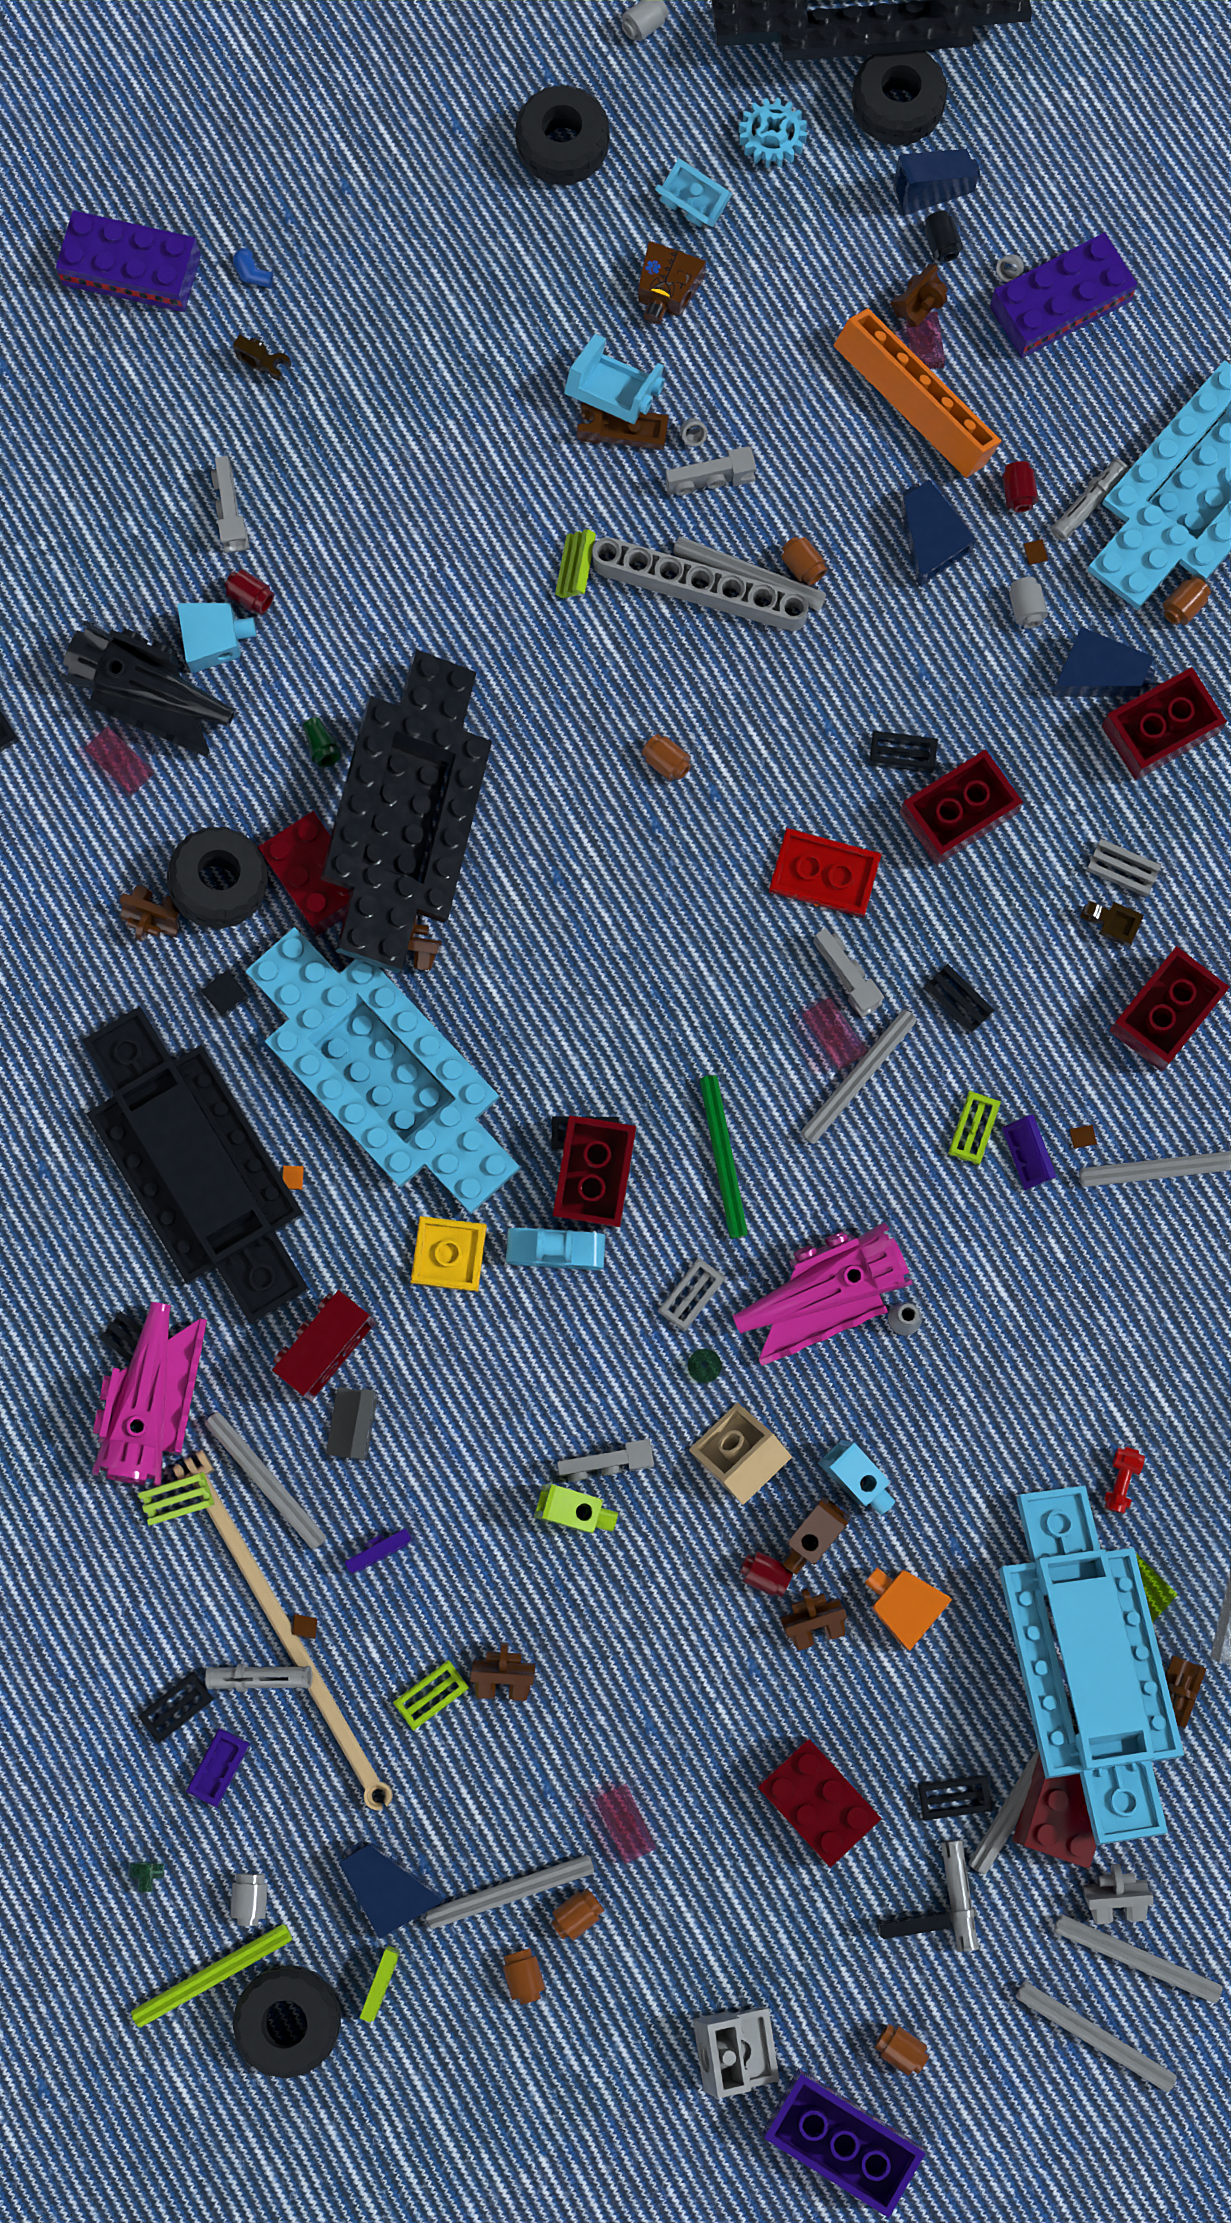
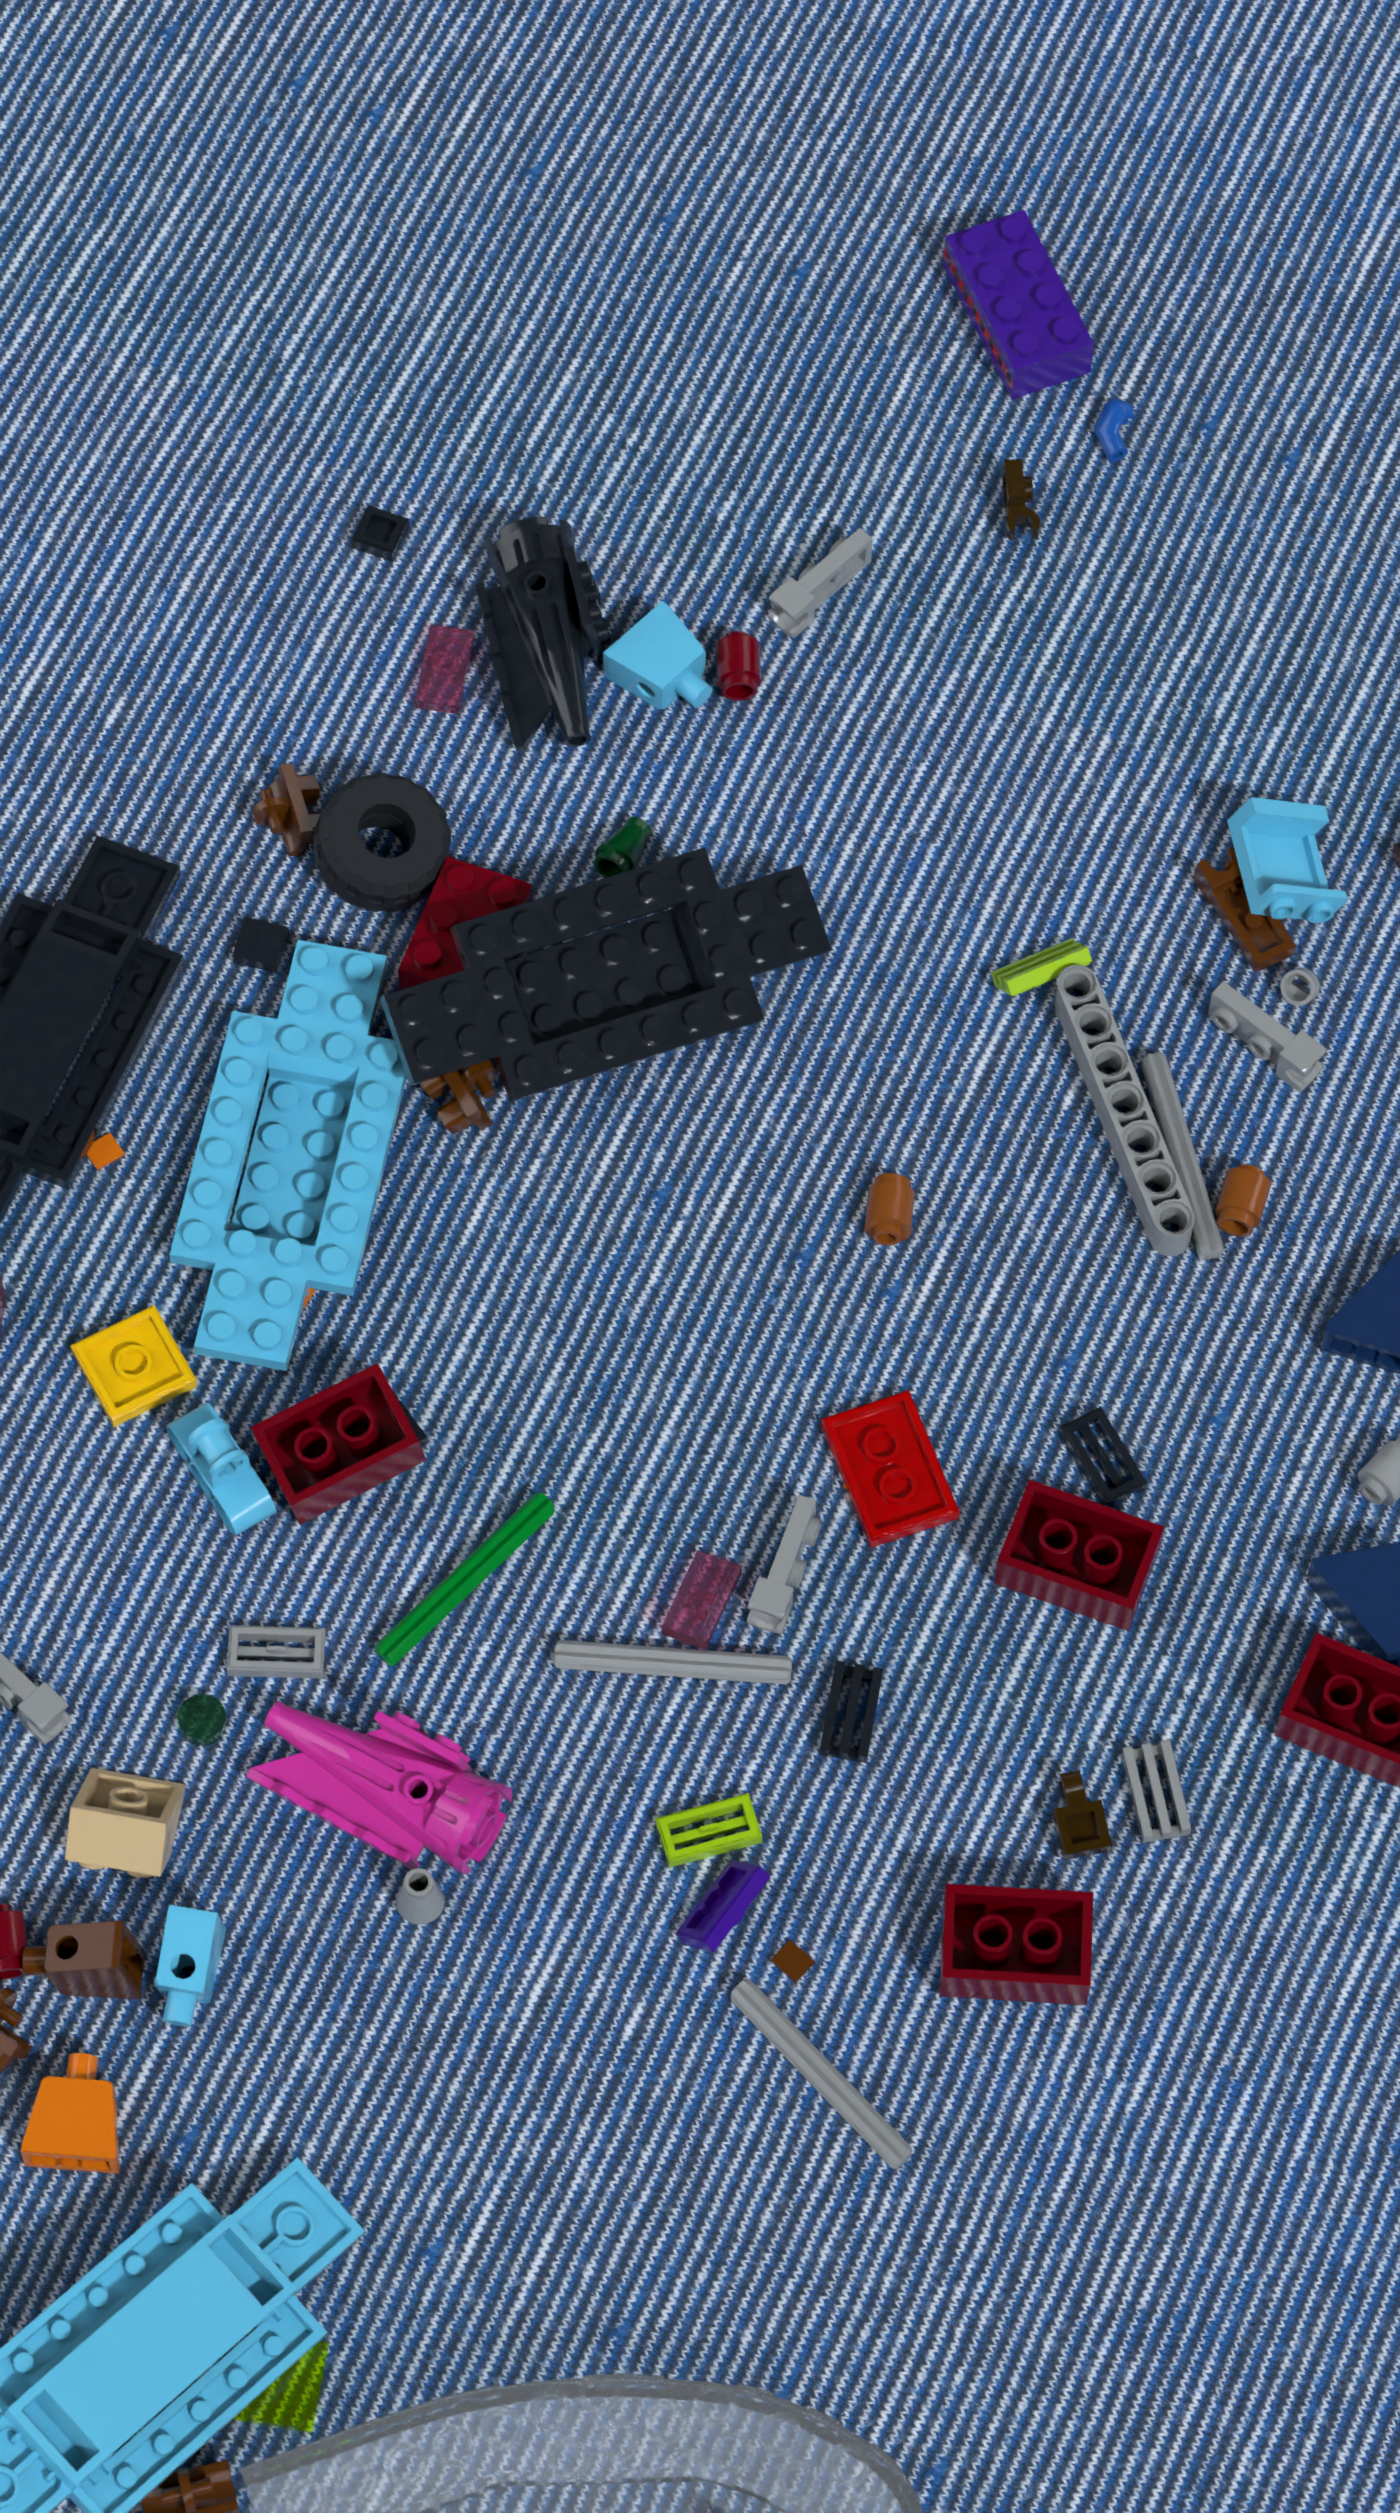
camera: 50 degrees right, 15 degrees down
(1128, 1462) = (429, 2263): red bar -> none

